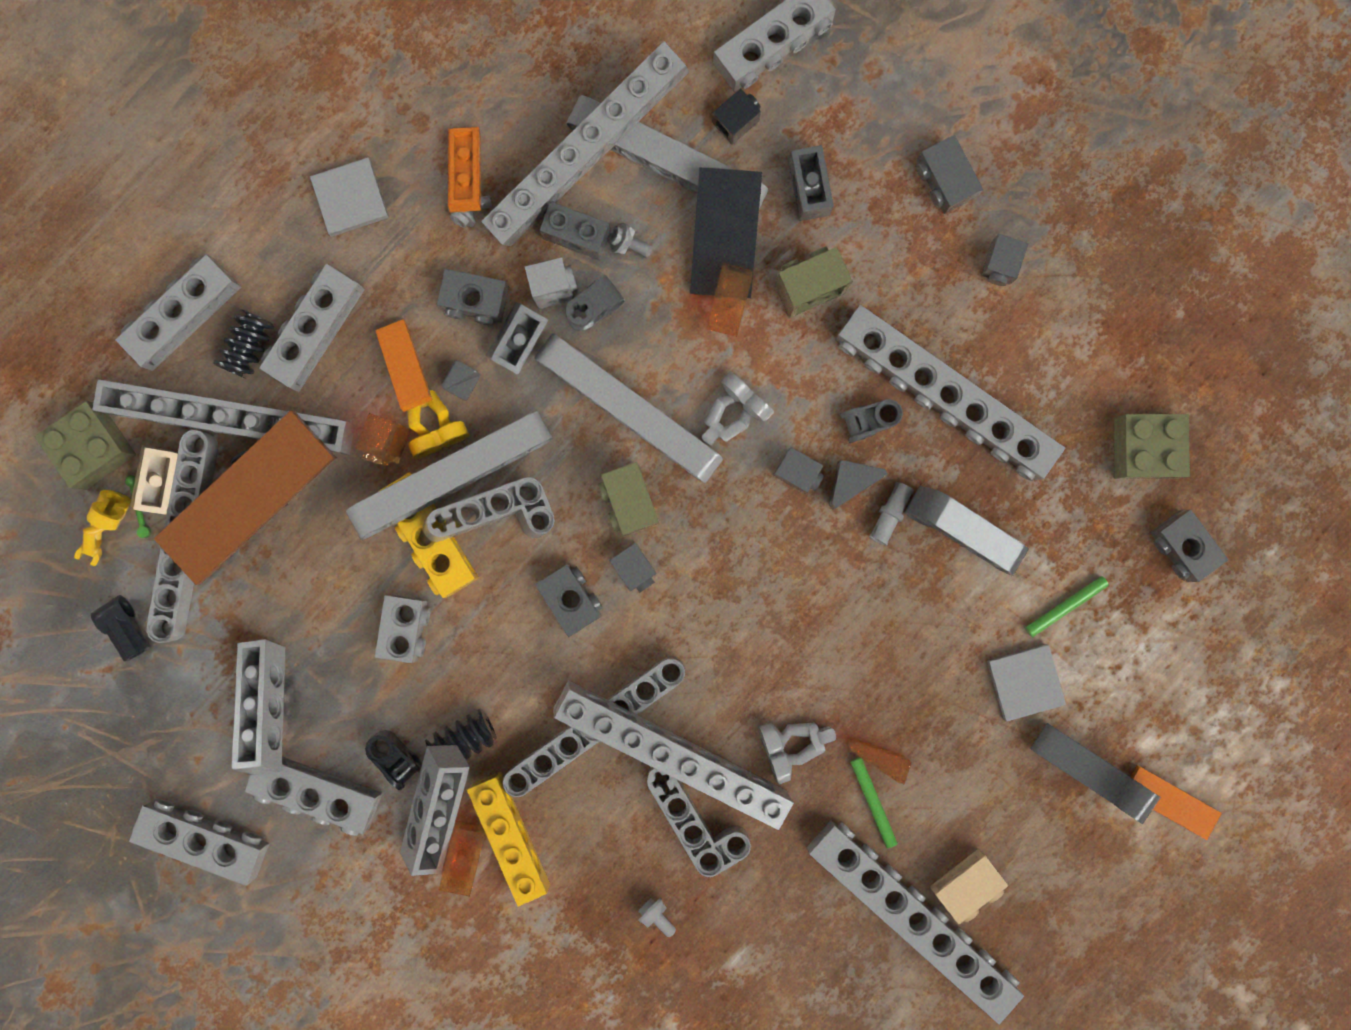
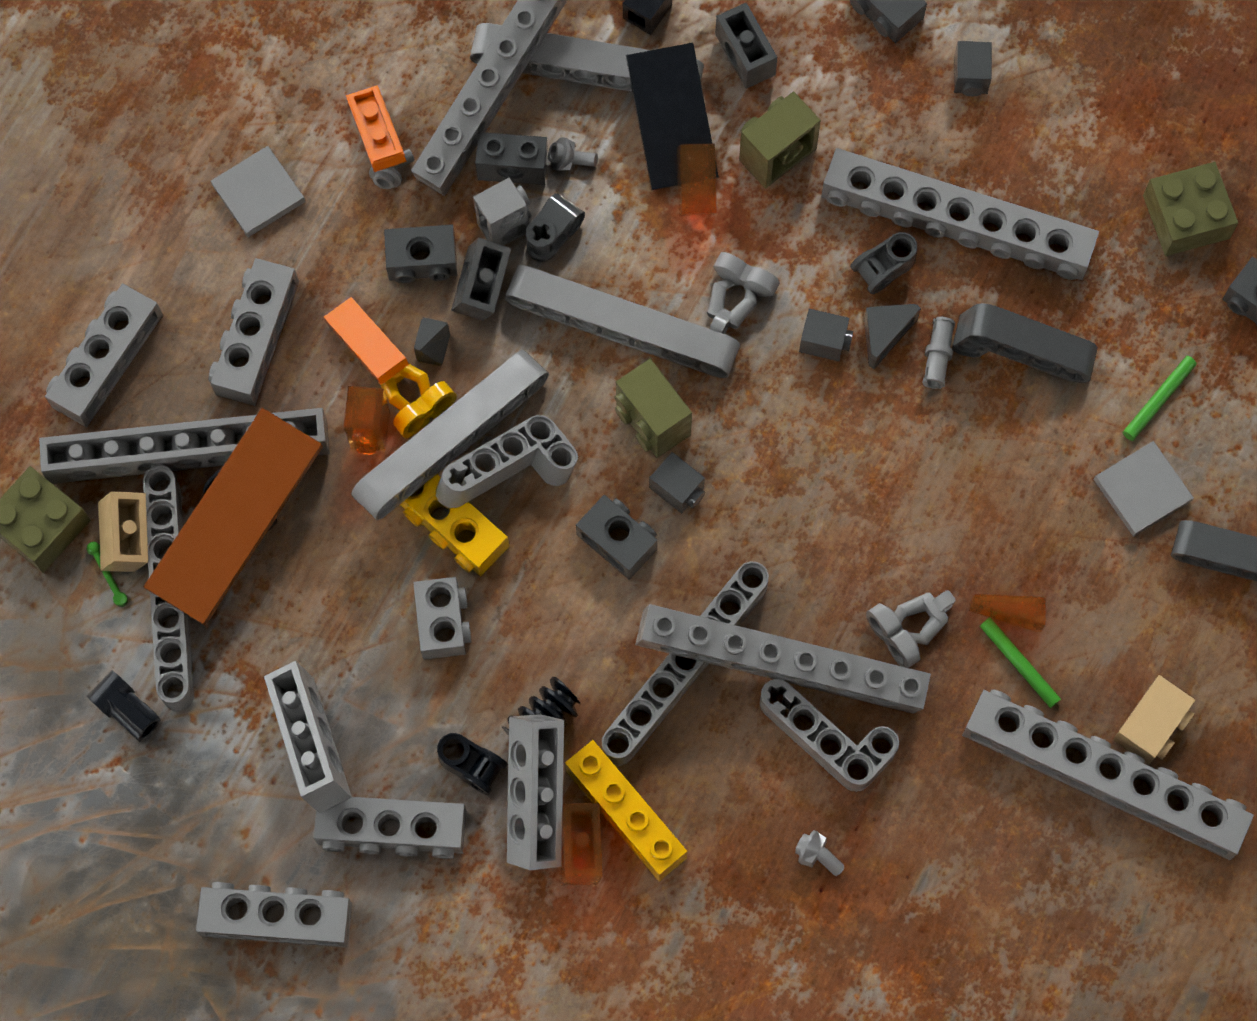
camera: 20 degrees left, 15 degrees down
(102, 516) = (82, 581): yellow piece -> none
(244, 344) = (183, 367): black piece -> none

